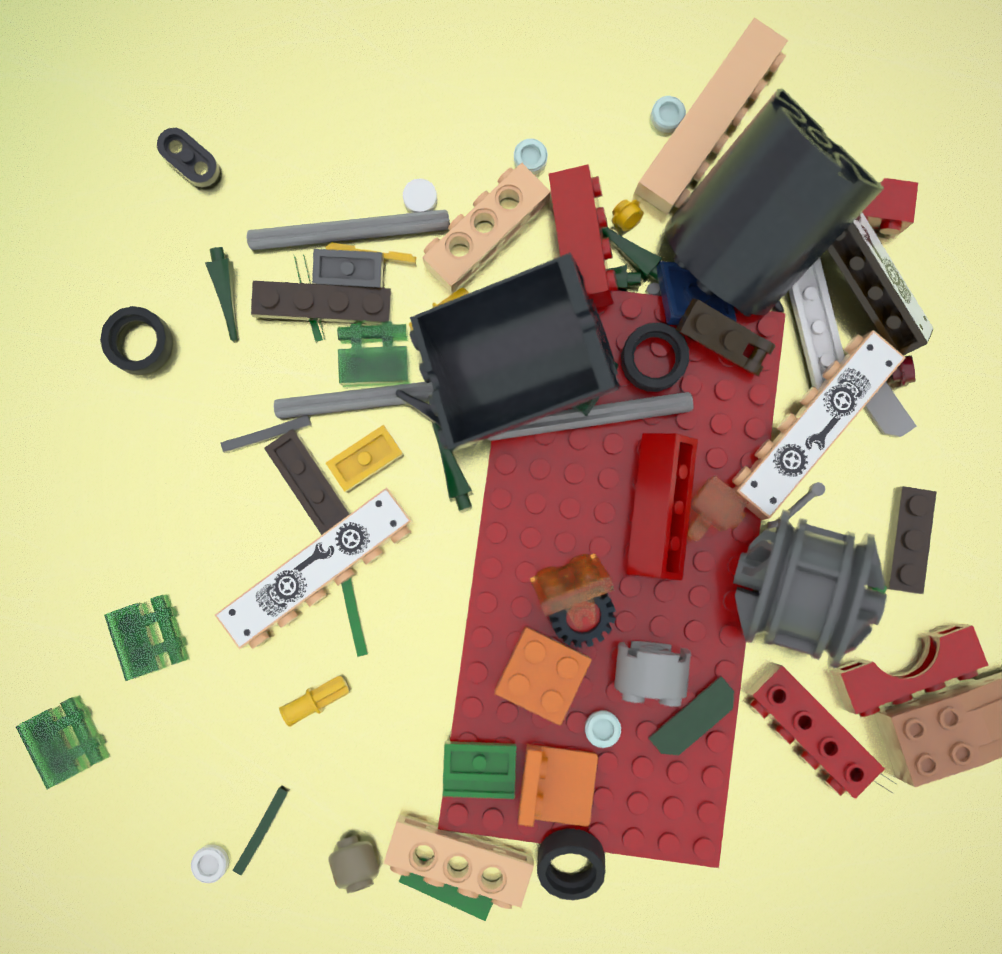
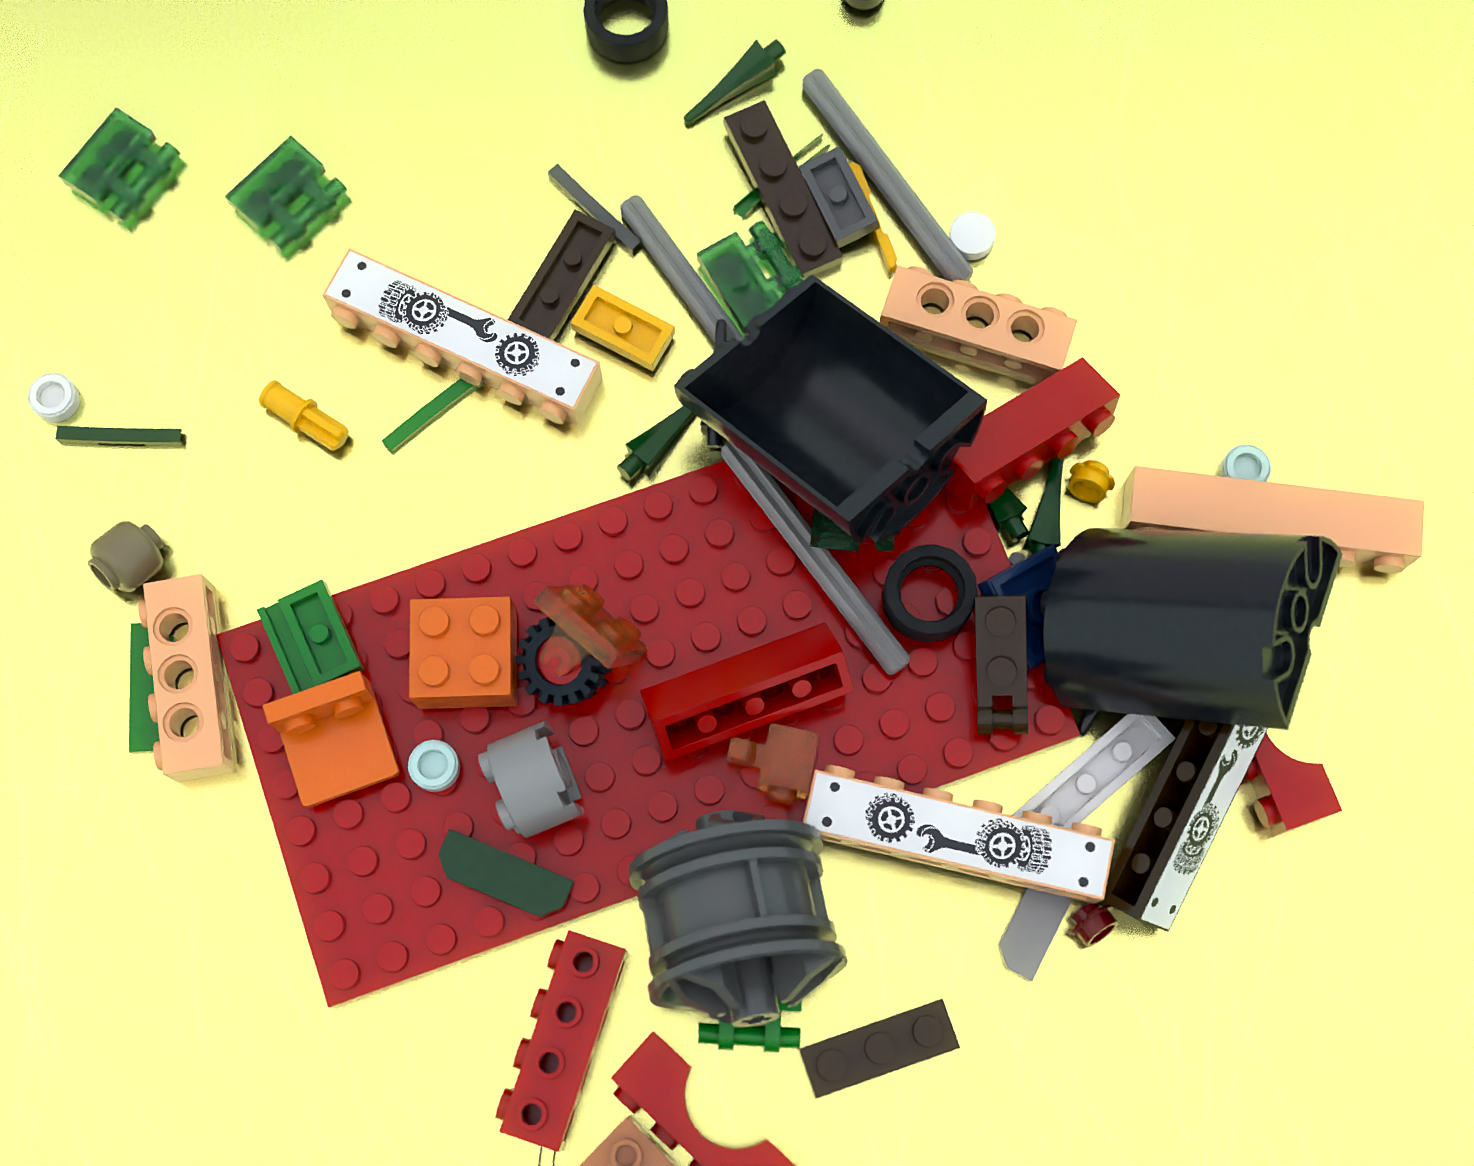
camera: 65 degrees right, 10 degrees down
(531, 154) = (1095, 336): light aqua tile -> none
(566, 885) = (215, 812): black tyre -> none
(816, 489) = (879, 893): light grey hinge -> none

